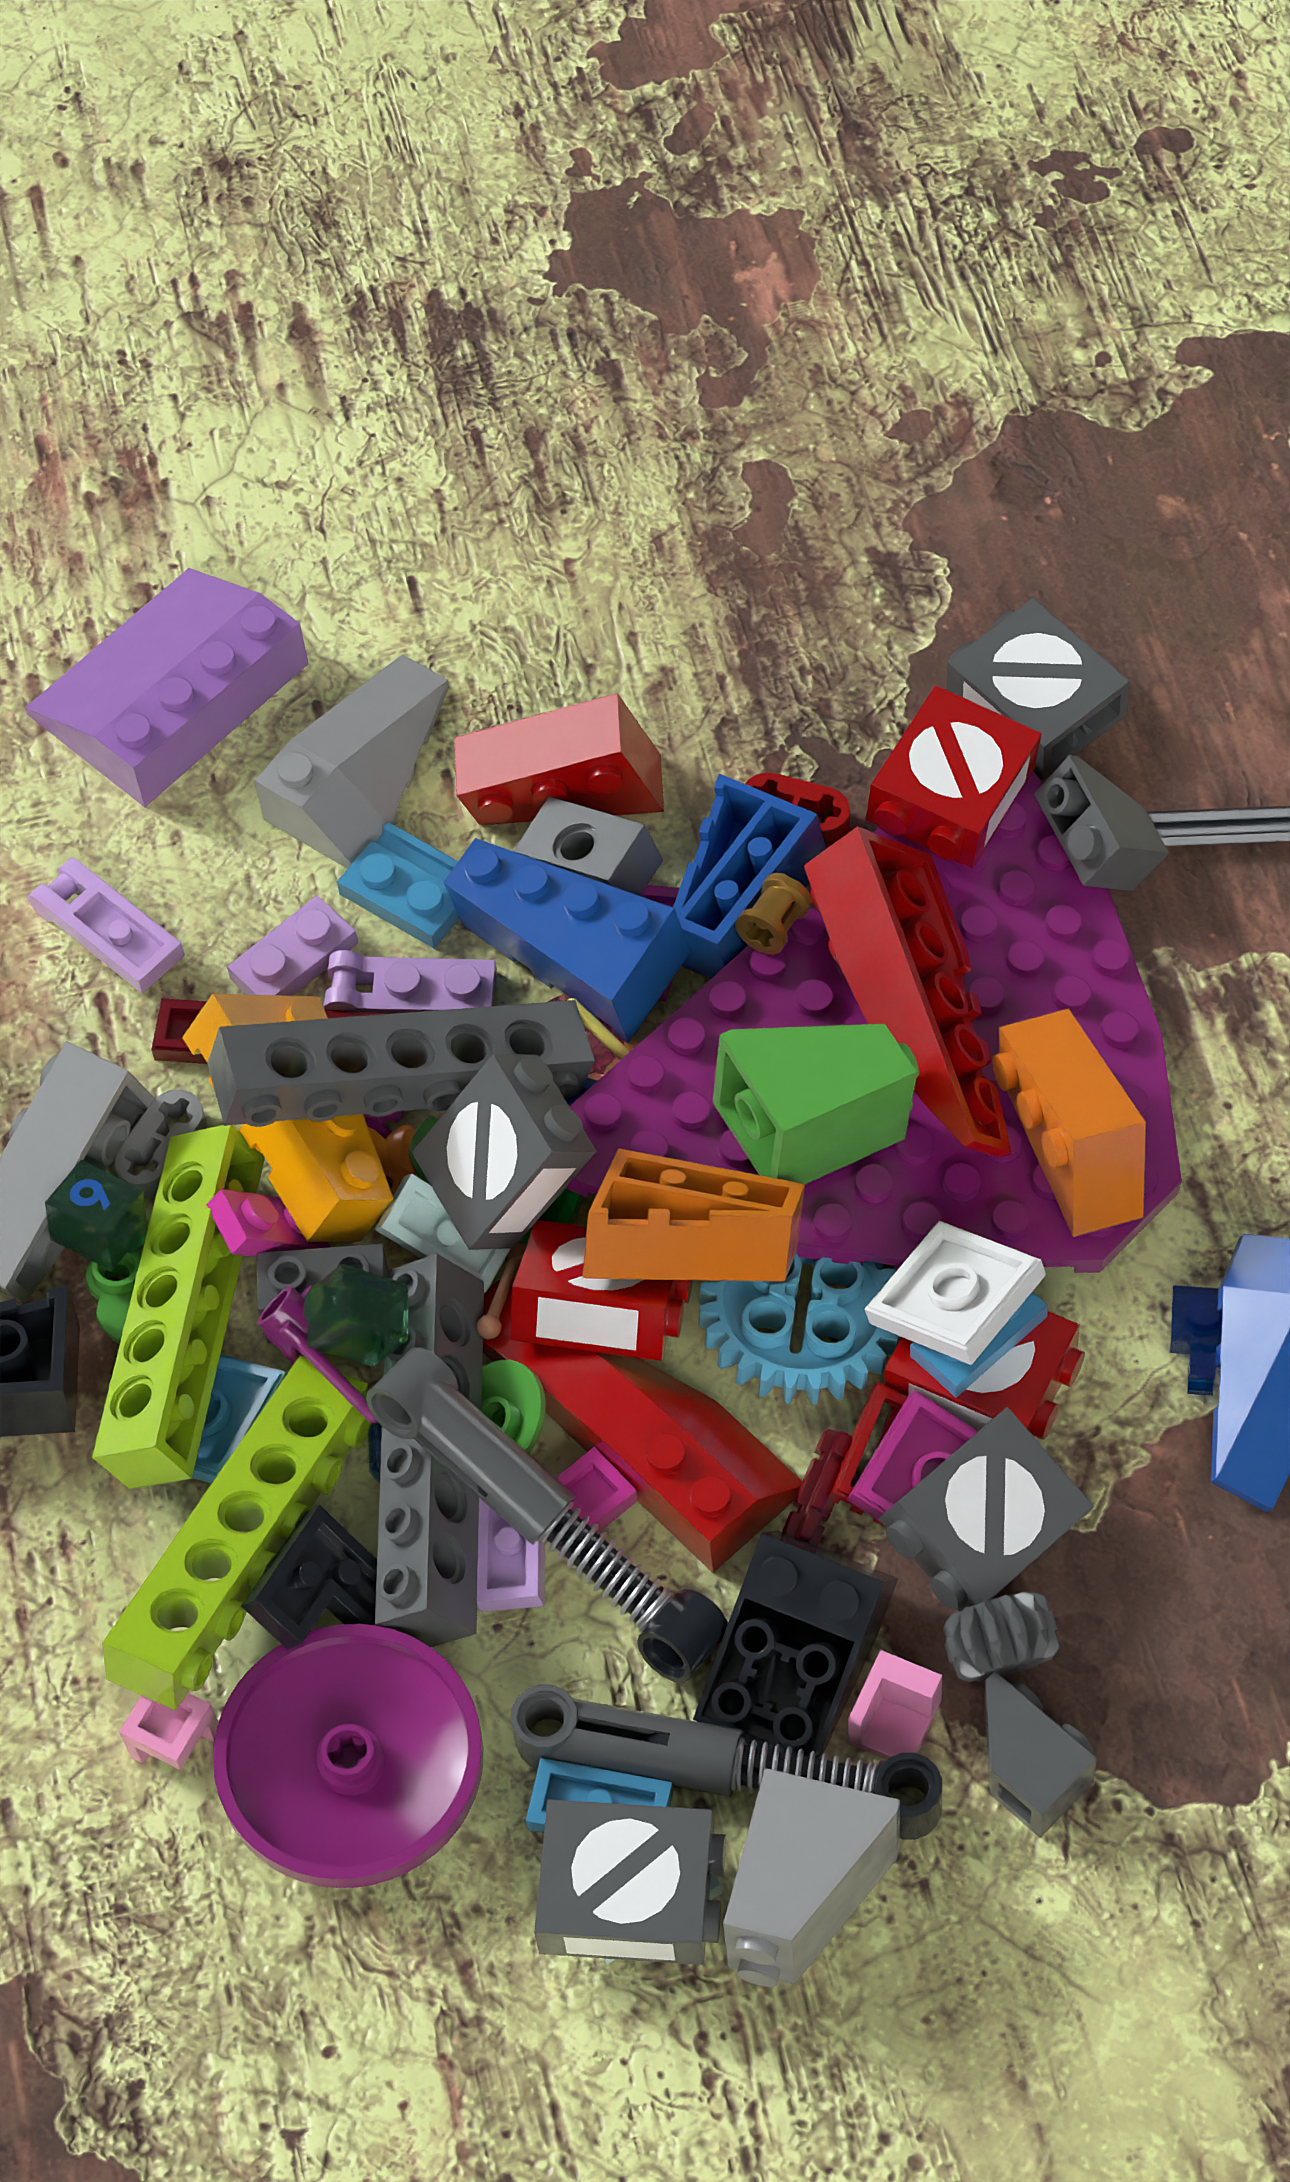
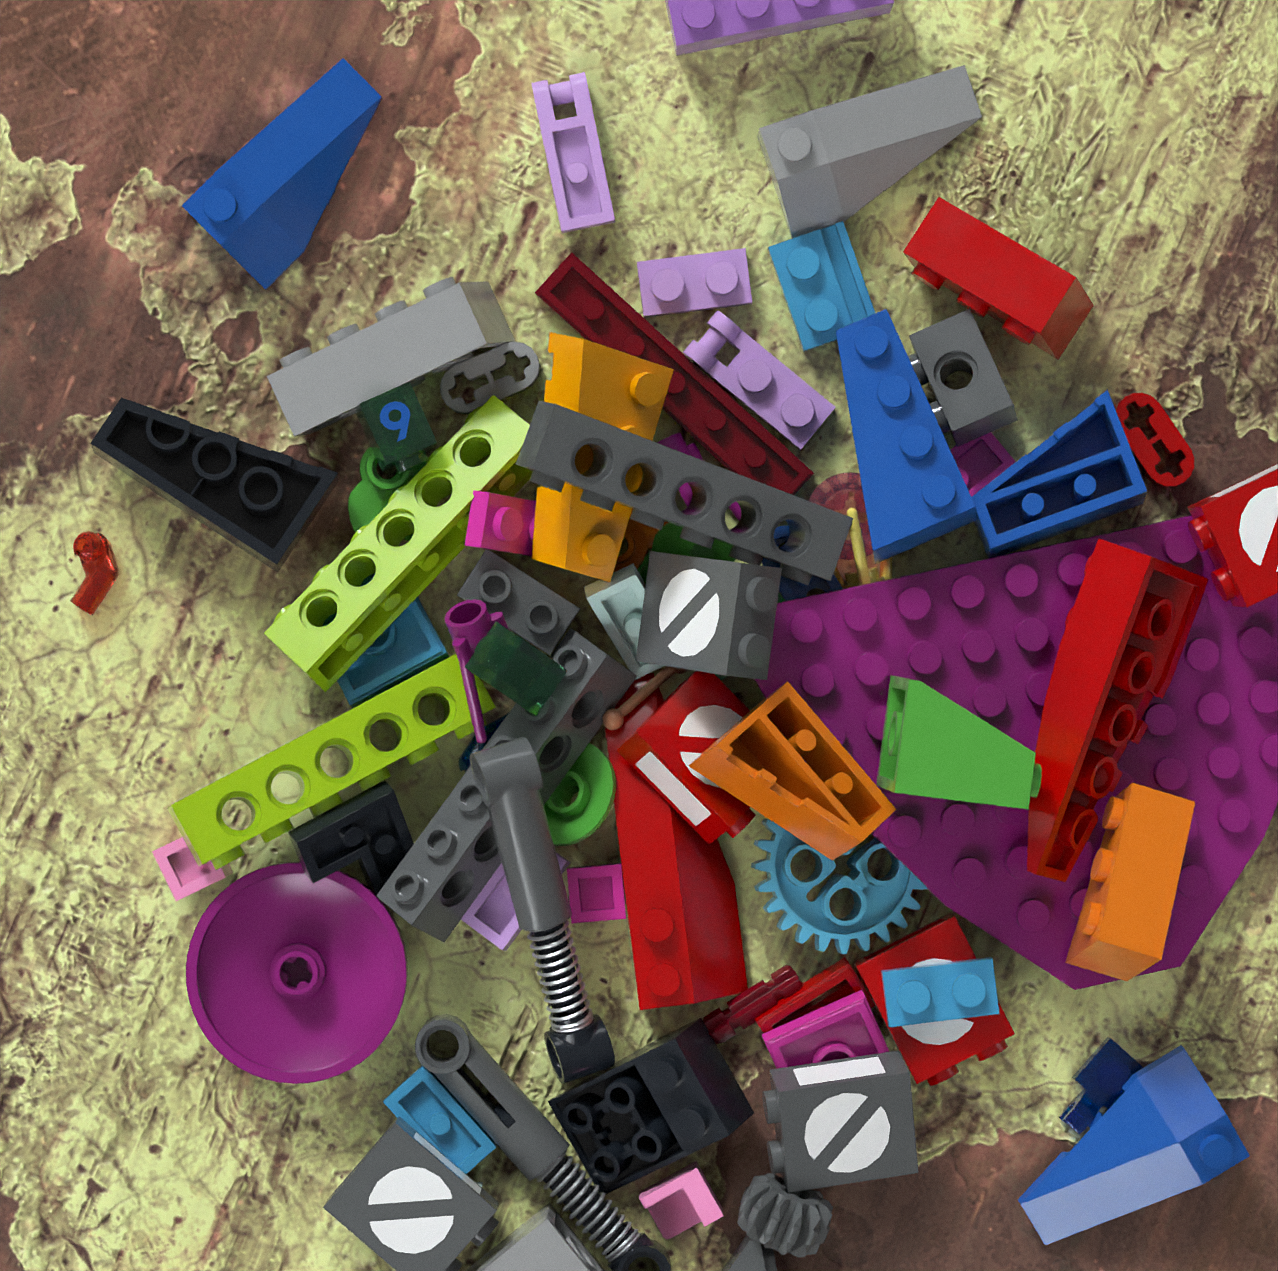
camera: 35 degrees right, 30 degrees up
(773, 913) = (1049, 556): pearl gold bush -> none
(955, 1292) = (940, 963): white tile -> none

